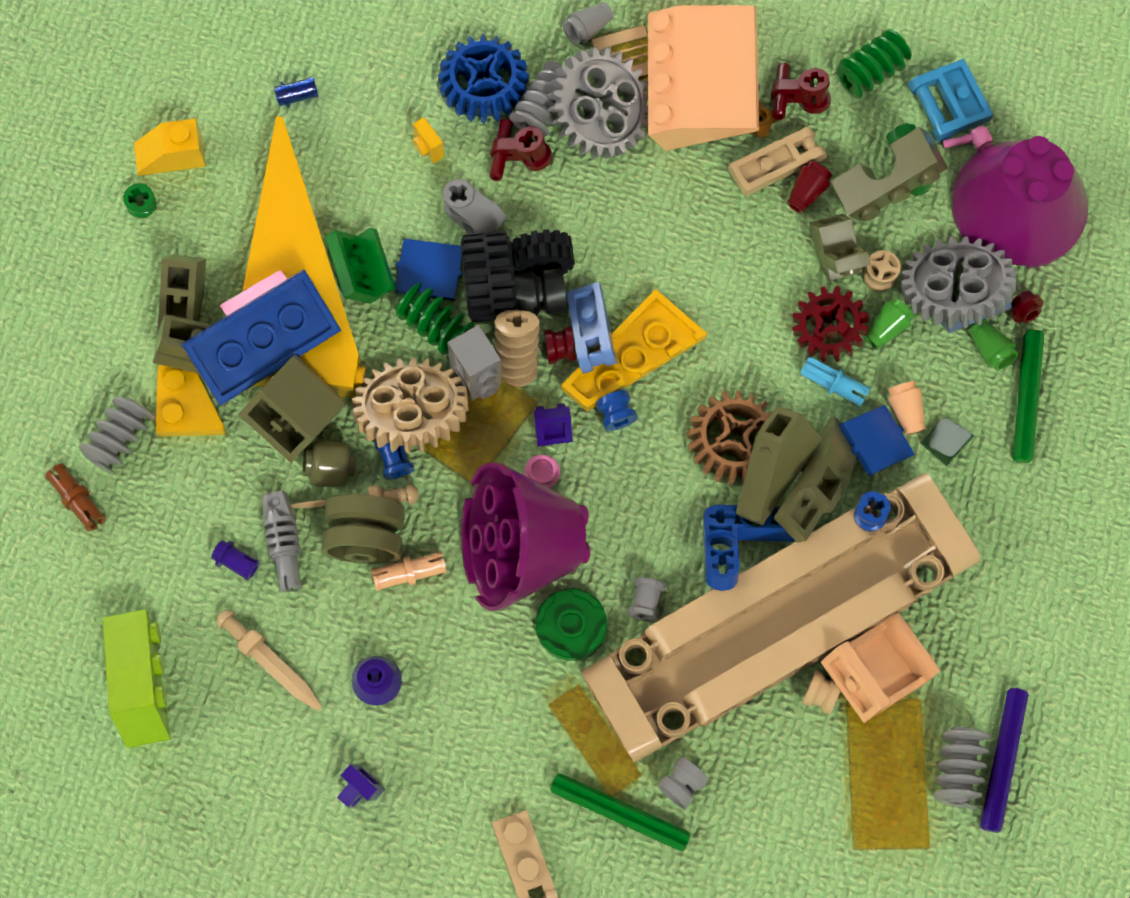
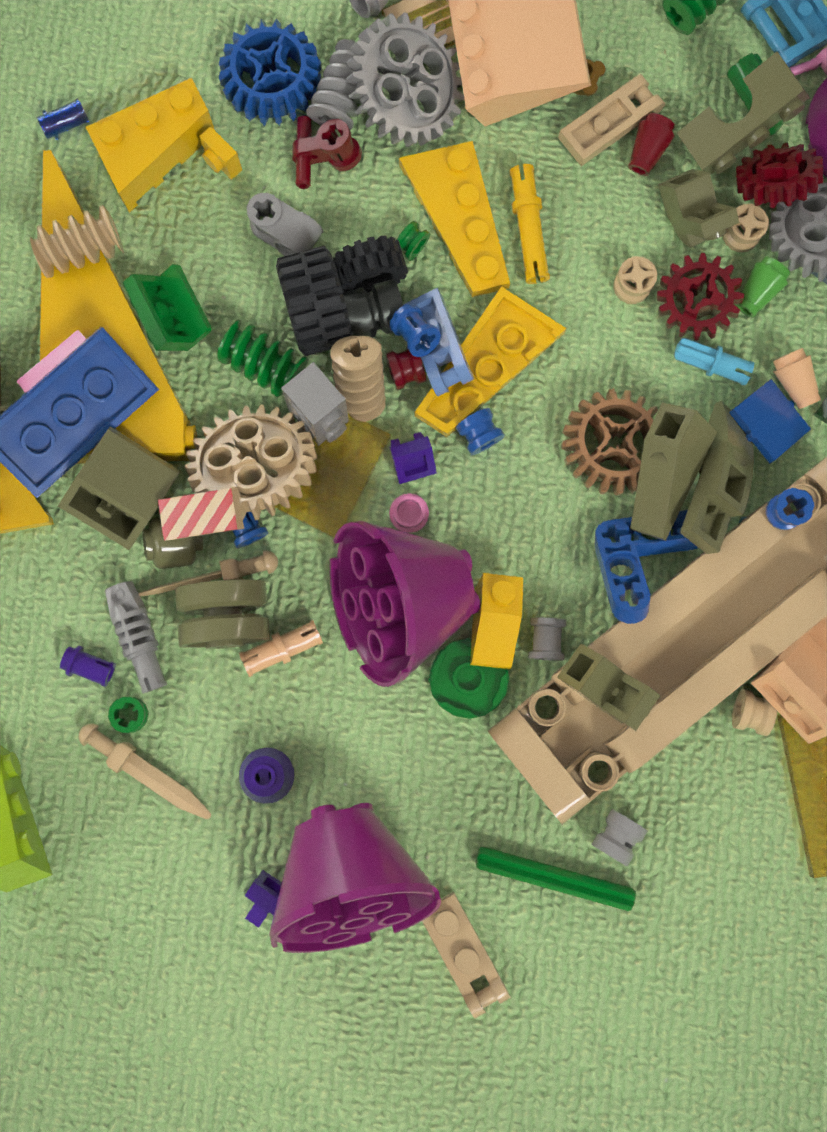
camera: 10 degrees left, 10 degrees up
(259, 598) = (134, 725): none -> green bush
(293, 196) = (76, 242): none -> tan piece
(360, 439) = (200, 514): none -> tile
(369, 120) = (150, 139): none -> yellow wedge
(430, 264) = (246, 296): blue piece -> none
(434, 780) = (346, 882): none -> magenta cone
(572, 314) = (415, 330): none -> blue bush
(584, 238) = (413, 240): none -> green bush
(594, 740) = (515, 804): clear yellow tile -> none
(603, 574) = (498, 620): none -> yellow slope
(630, 219) = (456, 200): none -> yellow wing
(688, 638) = (608, 687): none -> olive brick
(690, 225) = (527, 209): none -> yellow pin
(778, 293) = (639, 272): none -> tan wheel
(800, 91) = (625, 34): dark red piece -> none
(916, 229) = (779, 175): none -> dark red gear

